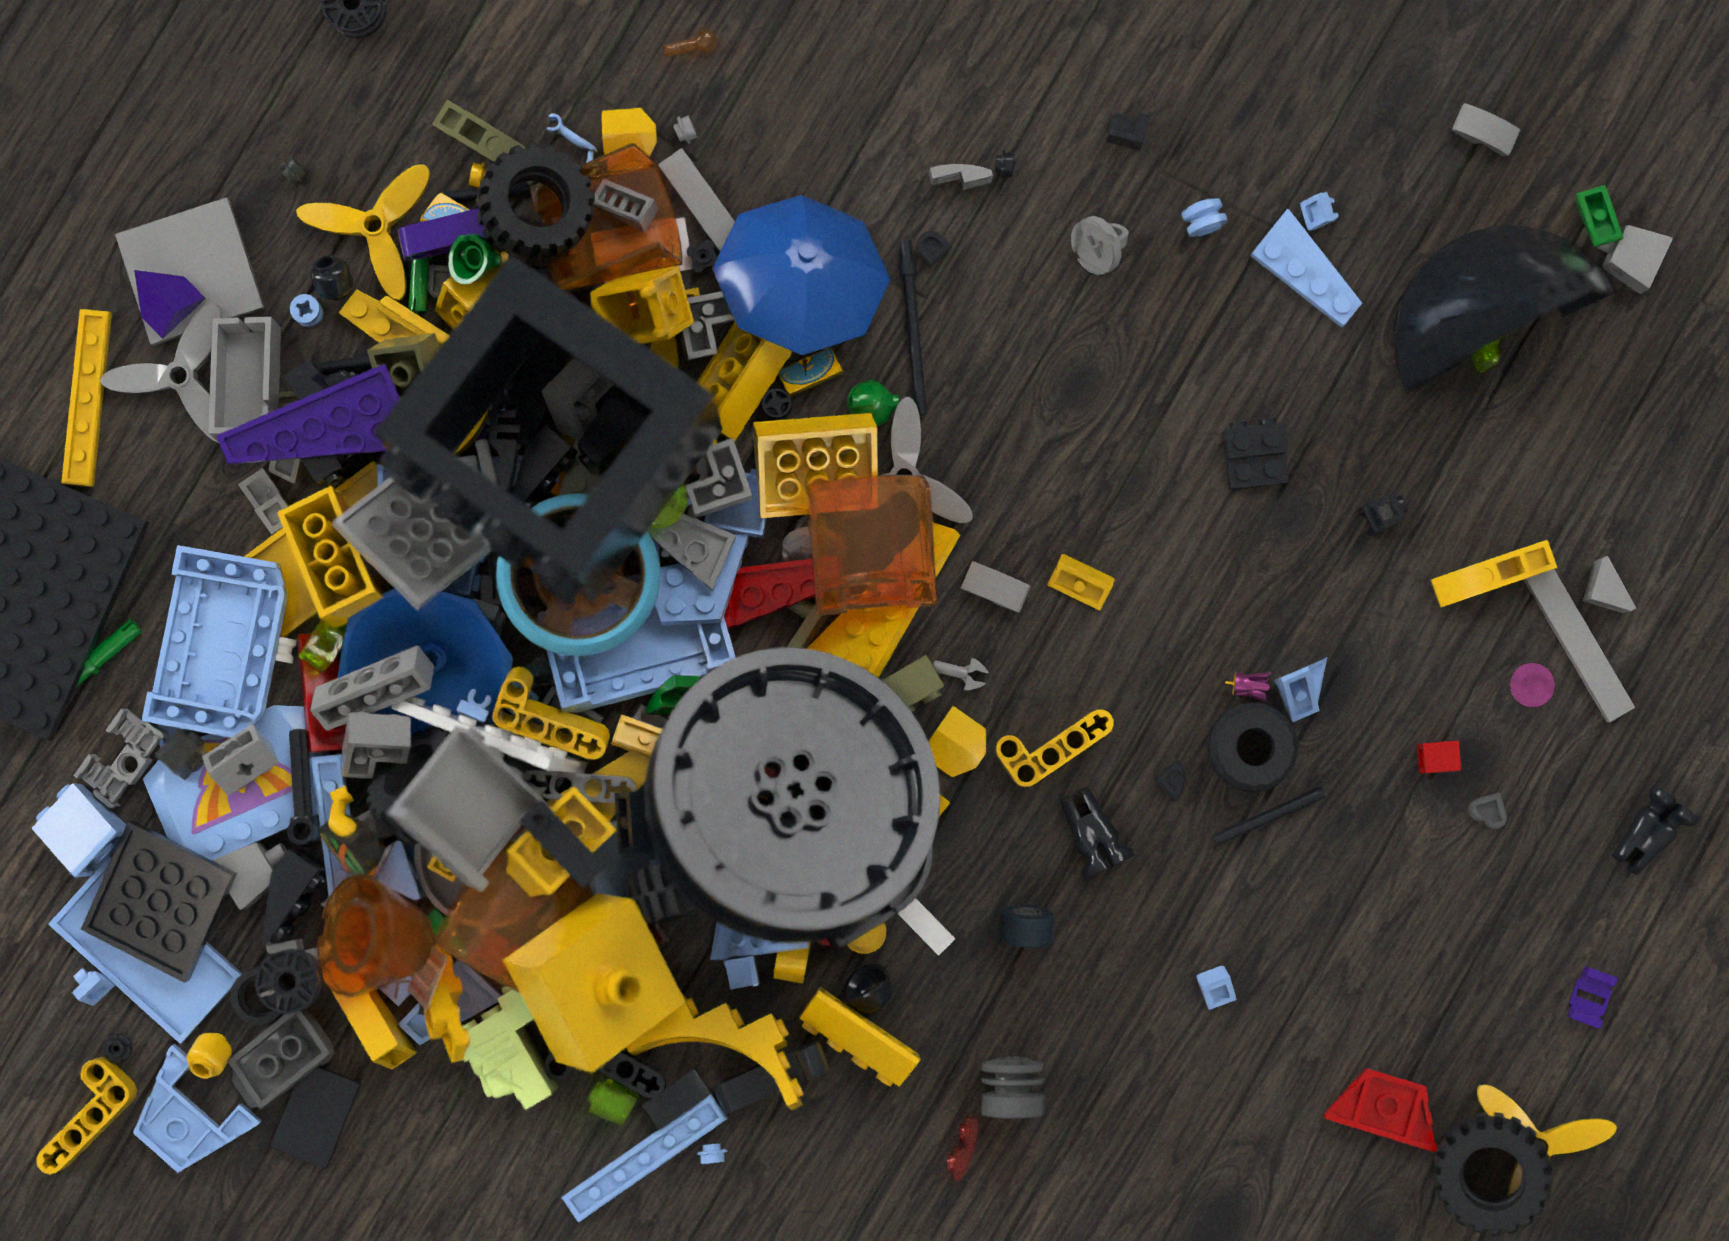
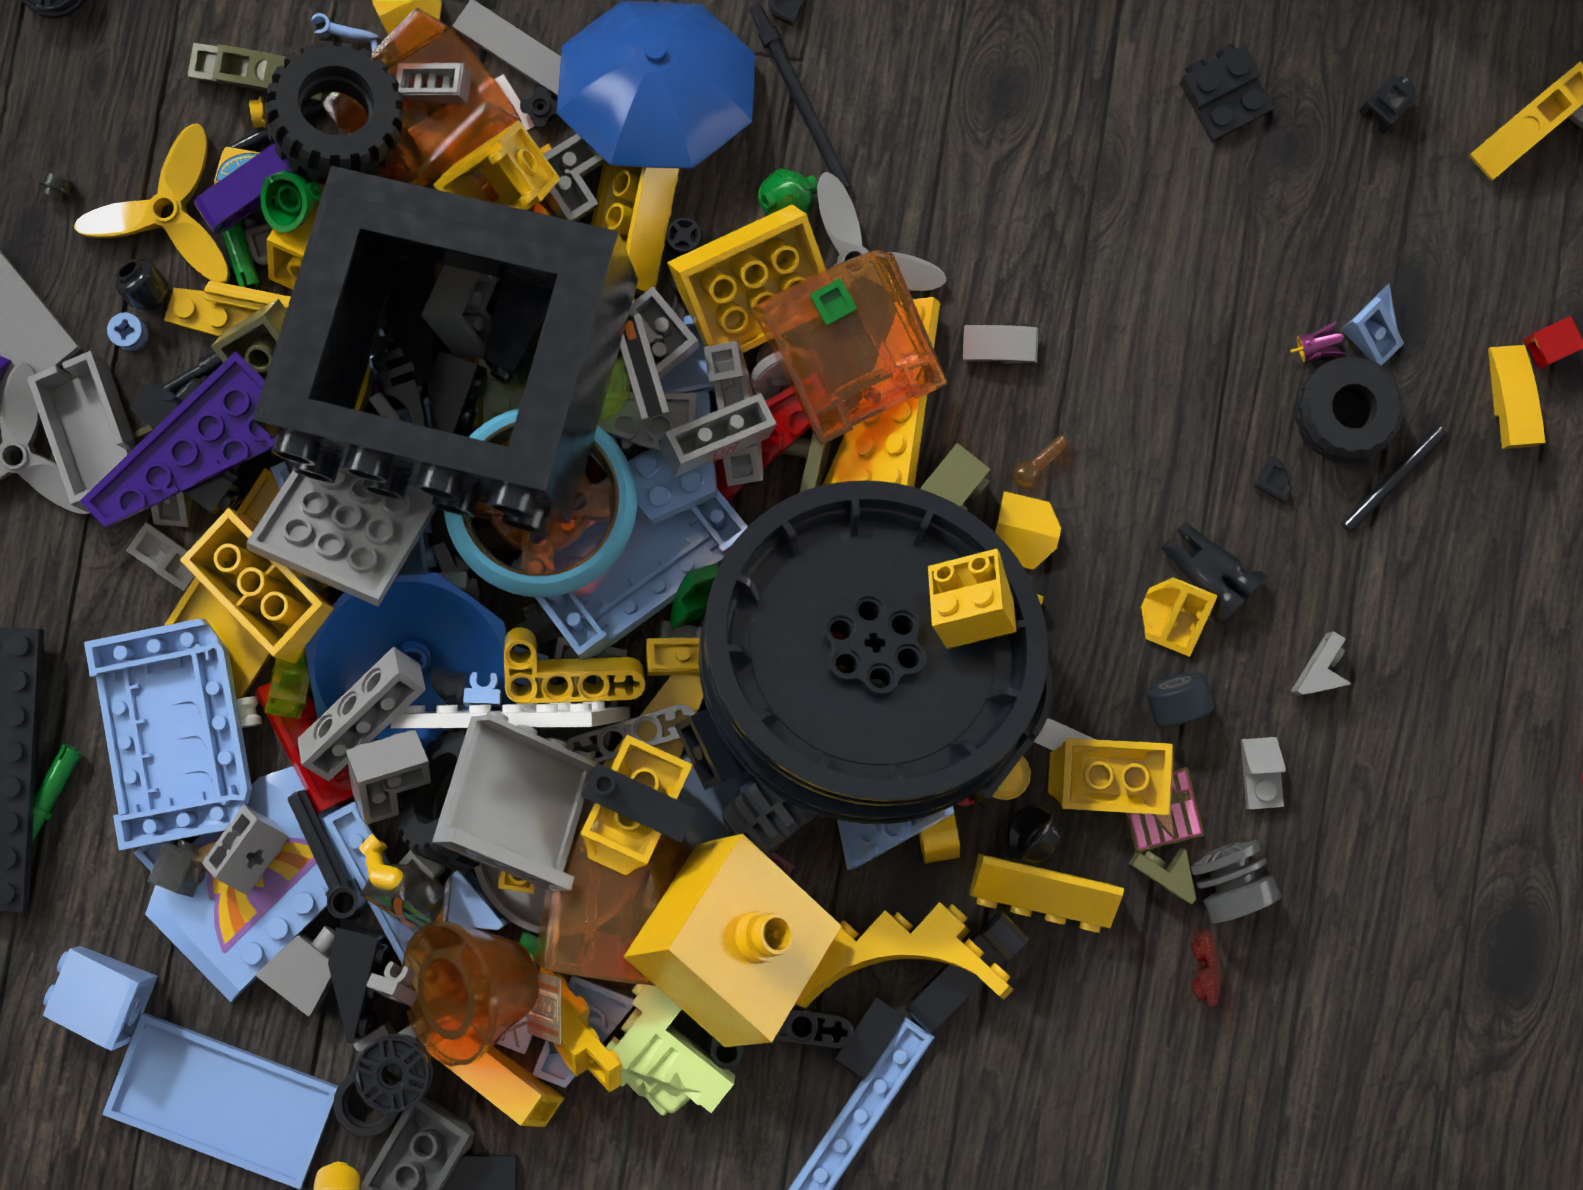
camera: 15 degrees left, 0 degrees up
(92, 986) = (177, 1164): light blue tile -> none
(115, 782) = (115, 931): light grey piece -> none
(158, 901) = (215, 1041): black plate -> none
(315, 912) = (394, 986): none -> light grey tile
(451, 692) = (449, 685): none -> black tile
(612, 1101) = (801, 1067): clear neon green slope -> none
(699, 501) = (642, 369): none -> sticker
(712, 1154) = (932, 1082): light blue plate -> none
(738, 576) = (717, 435): none -> light grey brick
(742, 972) = (888, 870): light blue panel -> none
(762, 563) = (732, 384): none -> light grey slope
(810, 372) = (707, 188): slope -> none
(871, 505) = (833, 302): none -> green tile
(884, 785) = (971, 599): none -> yellow slope
(949, 967) = (1112, 776): none -> yellow slope
(962, 672) = (1000, 451): light grey bar -> none
(967, 1067) = (1175, 878): none -> olive slope
(978, 698) = (1028, 472): none -> clear orange bar
(978, 1008) = (1182, 824): none -> tile
(1050, 857) = (1176, 614): none -> yellow slope
(1058, 743) = (1136, 488): yellow beam -> none
(1070, 1010) = (1262, 772): none -> light grey slope
(1081, 582) = (1091, 303): yellow slope -> none
(1143, 951) = (1316, 674): none -> light grey slope
(1216, 987) = (1410, 686): light blue slope -> none
(1390, 788) = (1515, 397): none -> yellow slope

